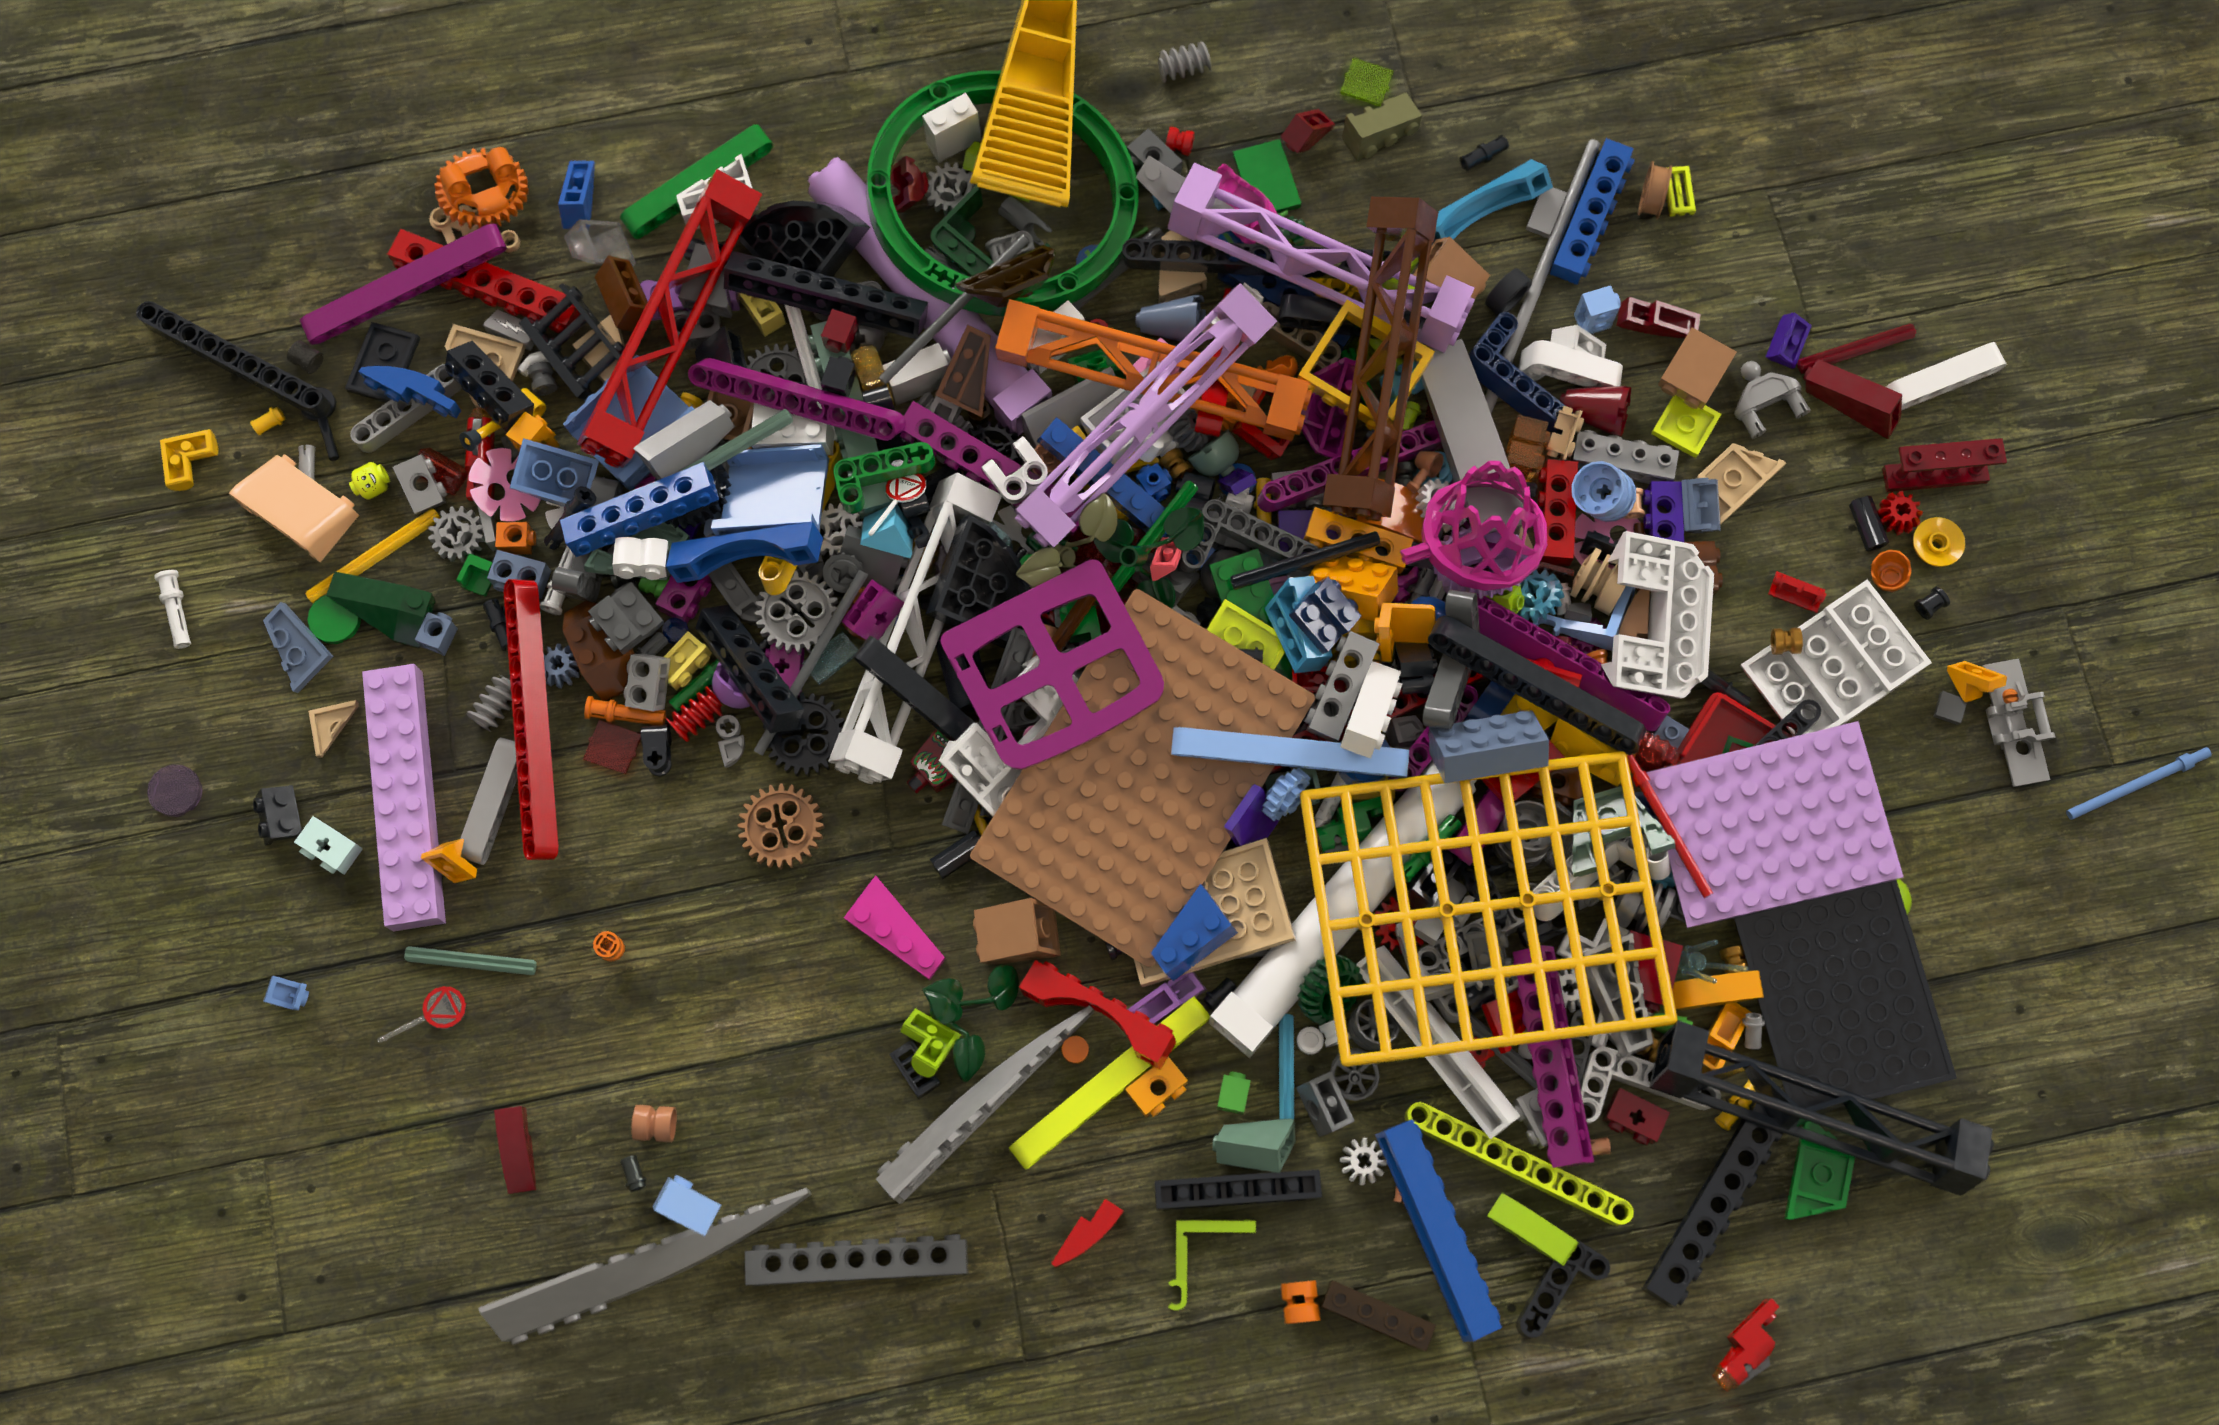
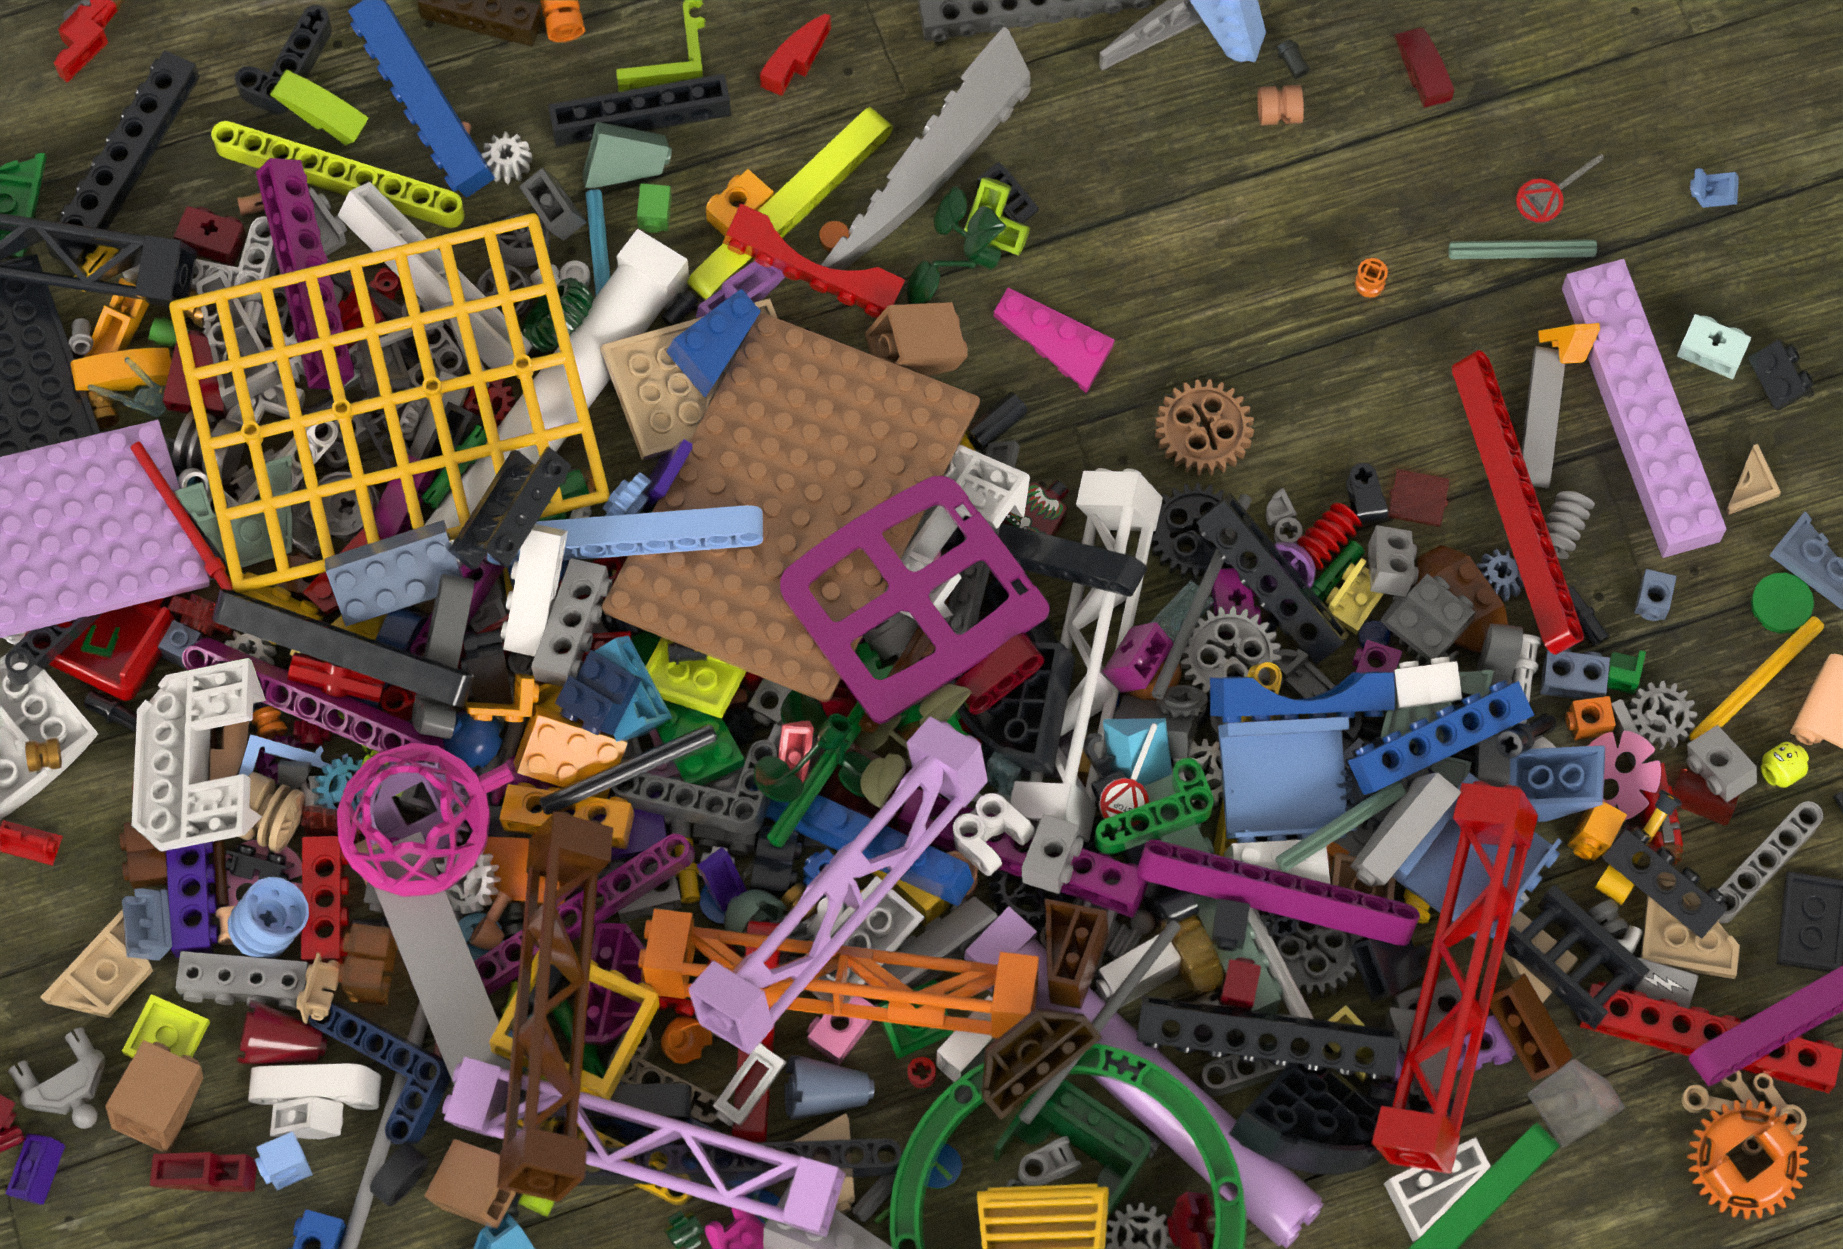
camera: 170 degrees right, 5 degrees down
(383, 605) = (1719, 618): dark green wedge -> none
(409, 384) = (1773, 872): blue slope -> none
(577, 193) = (1623, 1173): blue slope -> none
(613, 711) = (1425, 532): orange pin -> none
(970, 461) = (1050, 837): none -> light grey brick
(989, 595) = (1000, 673): none -> dark red beam
(1401, 779) = (509, 508): none -> black fence

